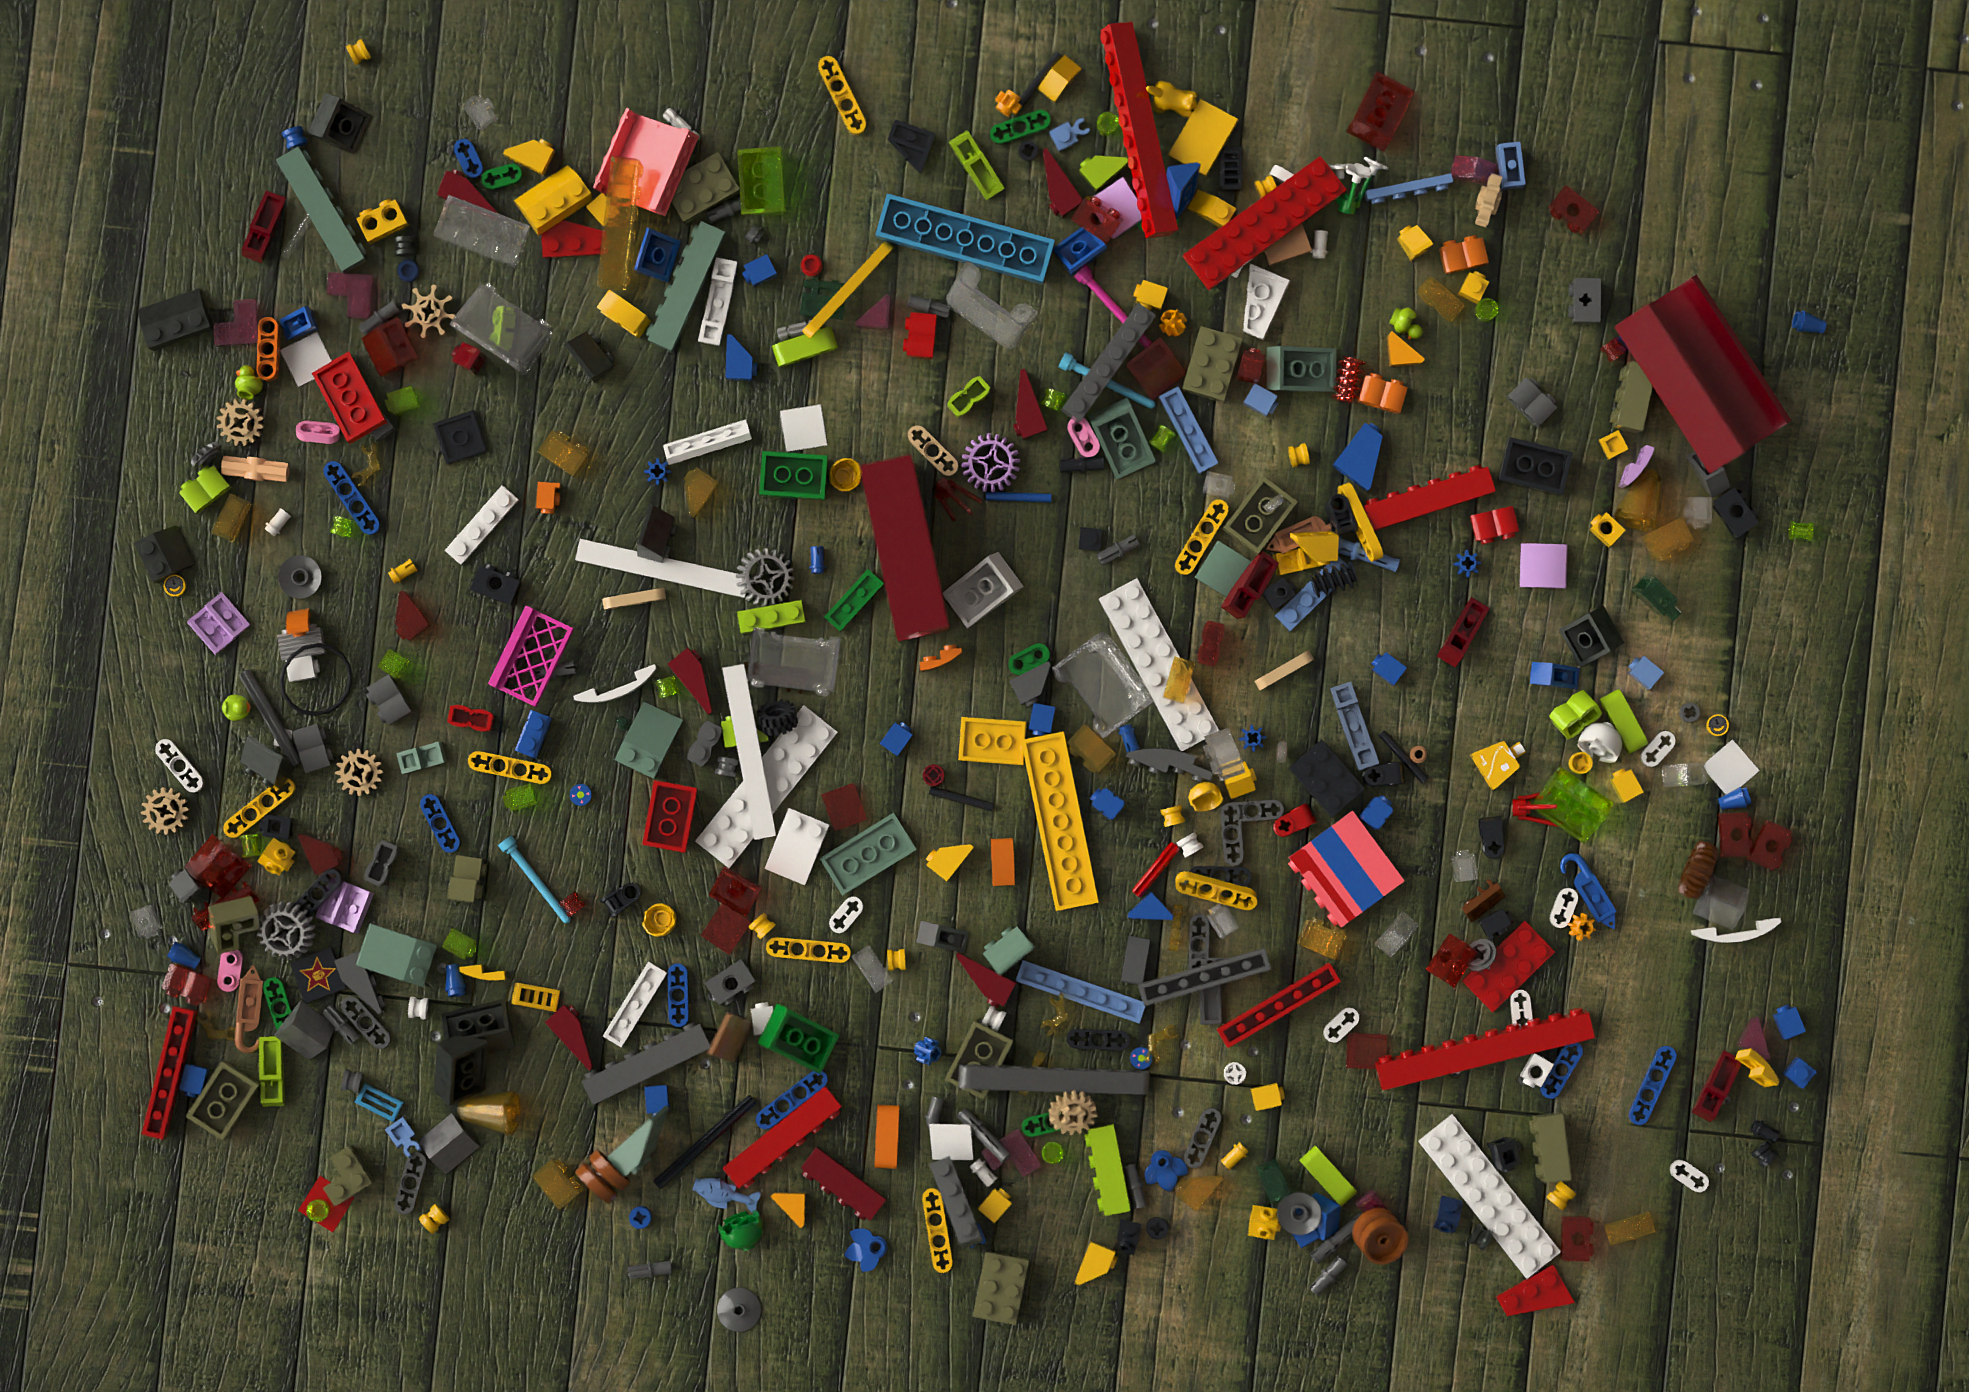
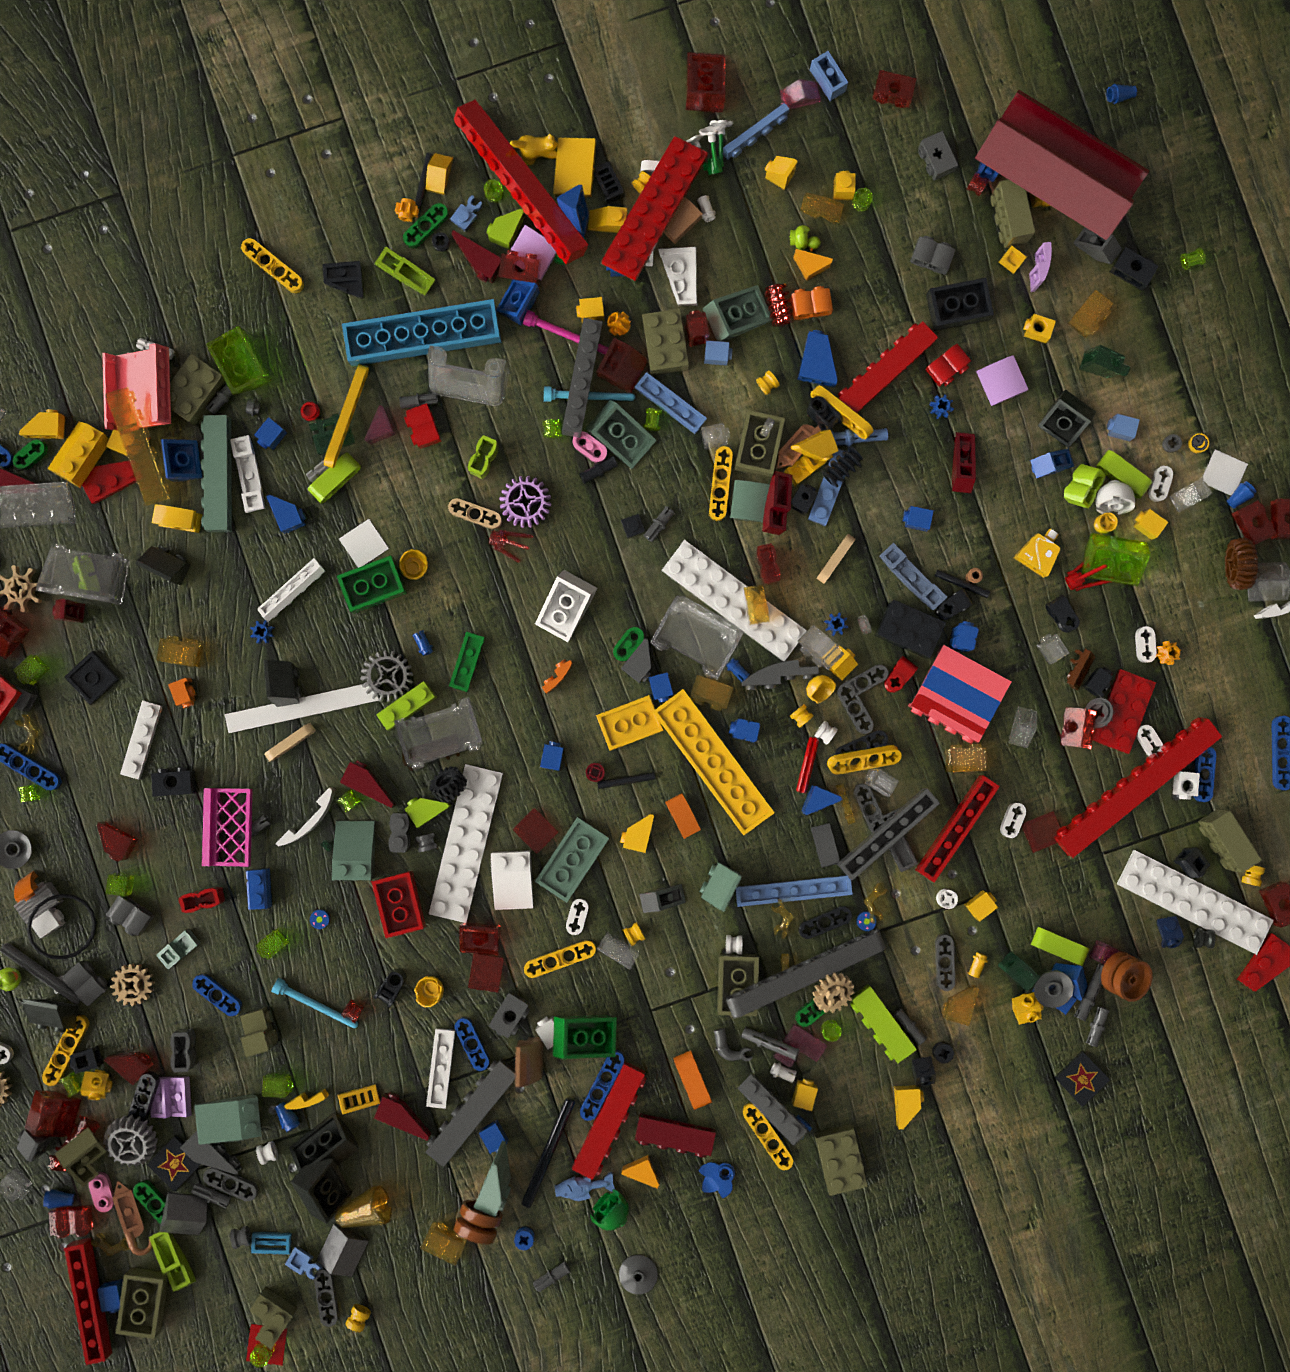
camera: 25 degrees left, 0 degrees up
(402, 571) = (93, 807): yellow pin -> none
(509, 770) = (252, 922): yellow beam -> none
(698, 490) = (301, 631): clear yellow slope -> none
(749, 751) = (437, 822): white tile -> none
(762, 925) = (513, 957): yellow wheel -> none
(904, 548) = (485, 600): dark red piece -> none
(927, 1051) = (693, 996): blue gear -> none
(951, 1141) = (746, 1060): white sticker -> none
(991, 984) = (710, 915): dark red slope -> none
(1024, 497) = (559, 519): blue bar -> none
(1028, 414) = (538, 450): dark red slope -> none
(1165, 1173) = (929, 1003): blue plate -> none
(1287, 1322) = (1082, 1078): none -> black tile
(1463, 255) = (824, 164): orange brick -> none
(1488, 200) = (824, 109): tan gear -> none
(1591, 891) = (1162, 621): blue plate -> none
(1641, 502) = (1057, 296): clear yellow cone -> none
(1698, 512) = (1105, 280): clear brick -> none

